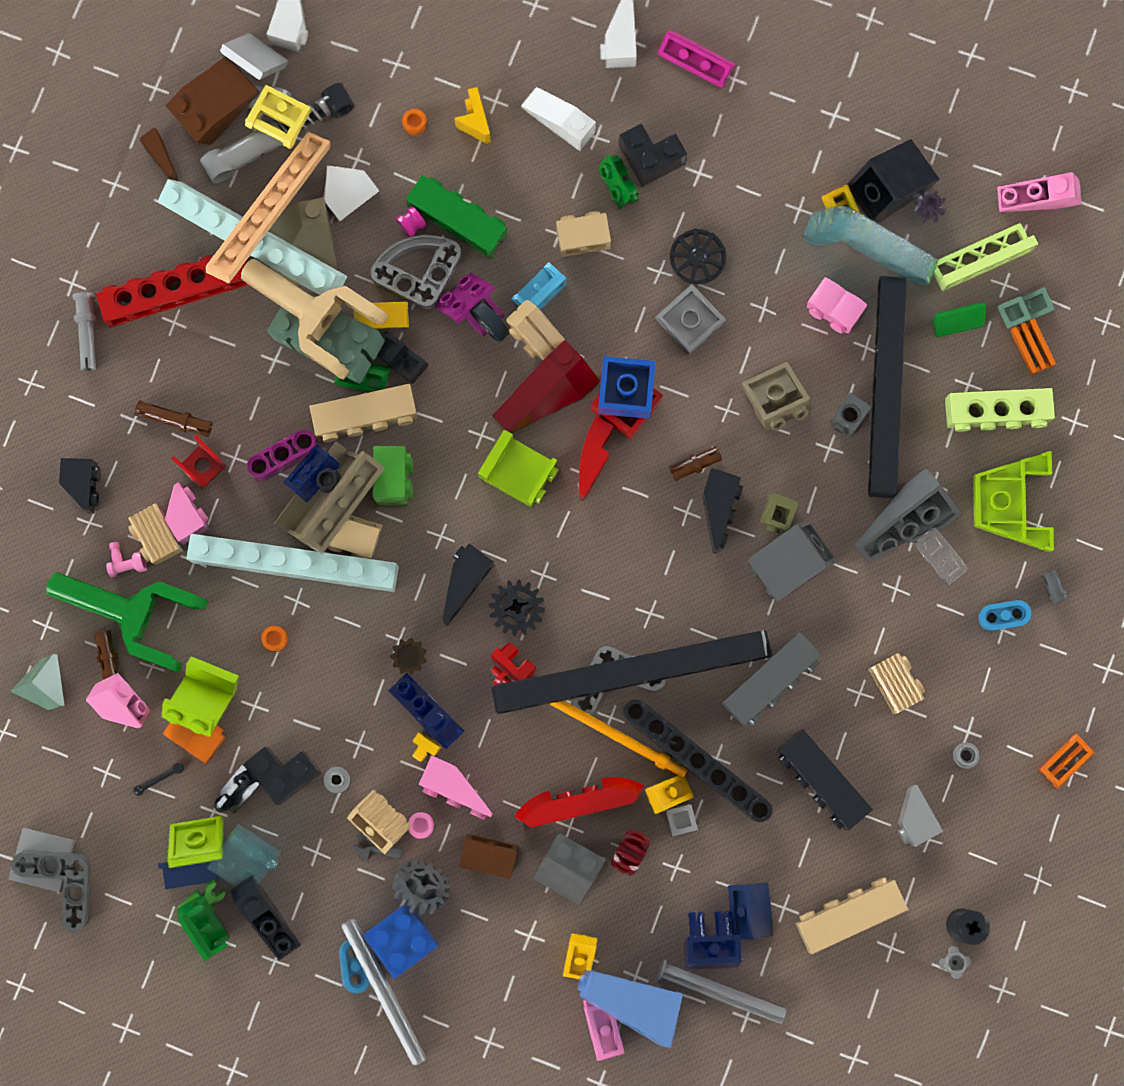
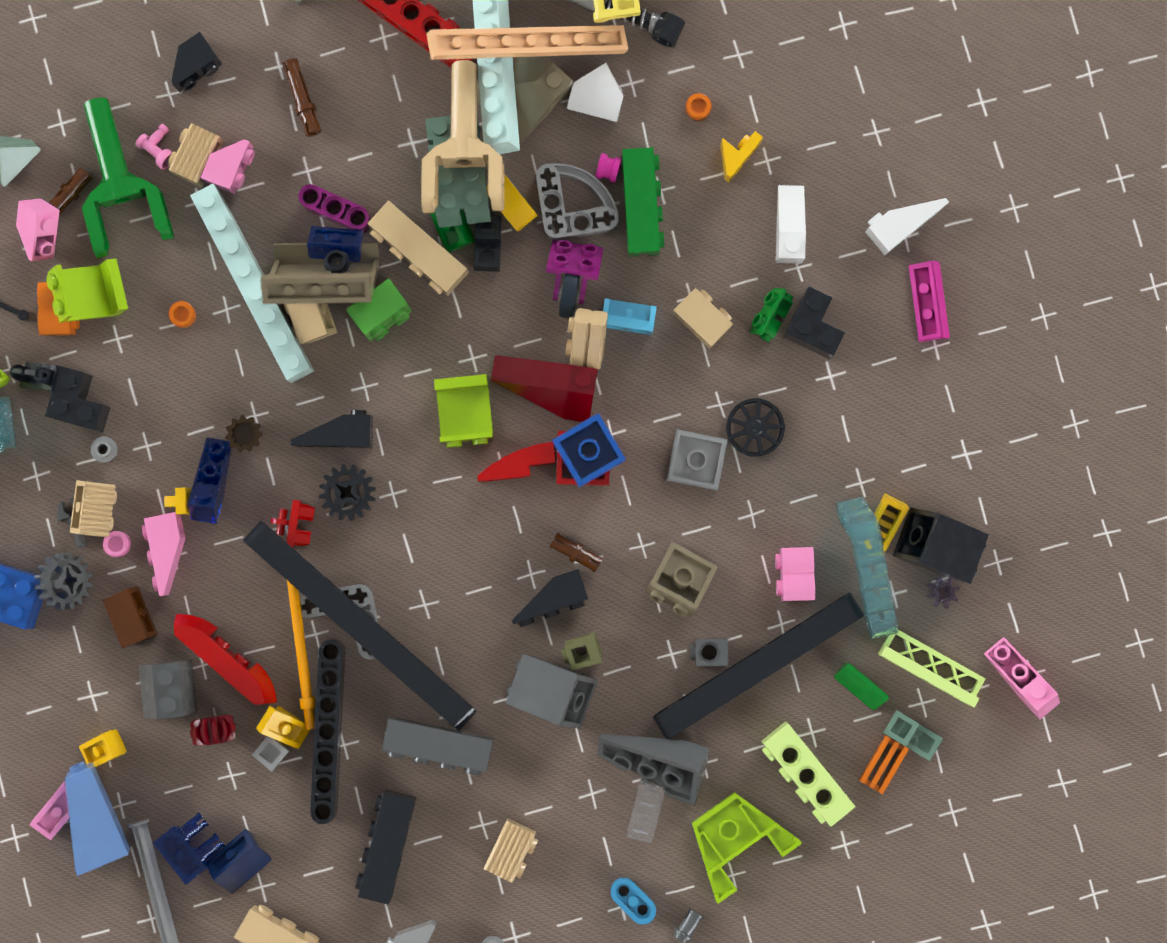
camera: 55 degrees right, 5 degrees up
(201, 452) = (267, 142): red piece -> none

